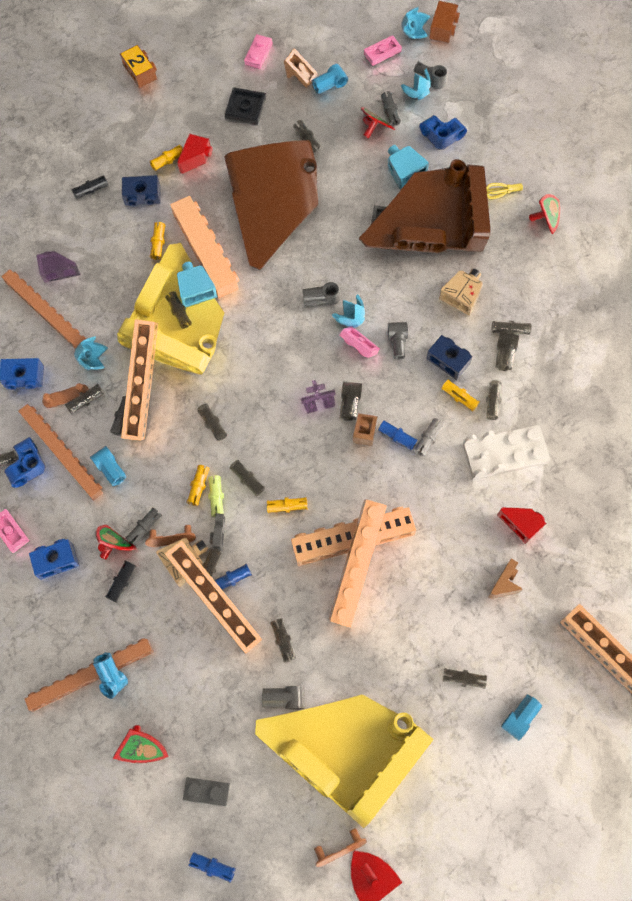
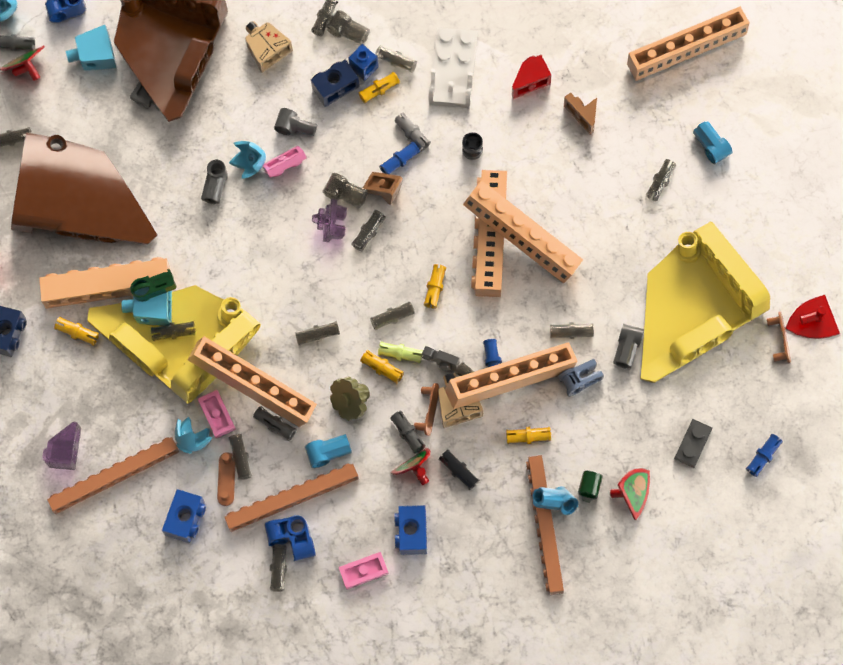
camera: 70 degrees left, 0 degrees up
(115, 368) = (216, 414): none -> bright pink plate
(127, 703) = (589, 485): none -> dark green piece
(158, 467) = (349, 397): none -> olive plant
(170, 632) = (528, 435): none -> yellow pin
(207, 279) = (157, 285): none -> dark green piece
(231, 663) = (573, 381): none -> sand blue piece
(320, 432) = (368, 230): none -> clear smoke pin
(431, 489) = (472, 141): none -> black wheel
(477, 373) = (363, 62): none -> blue brick

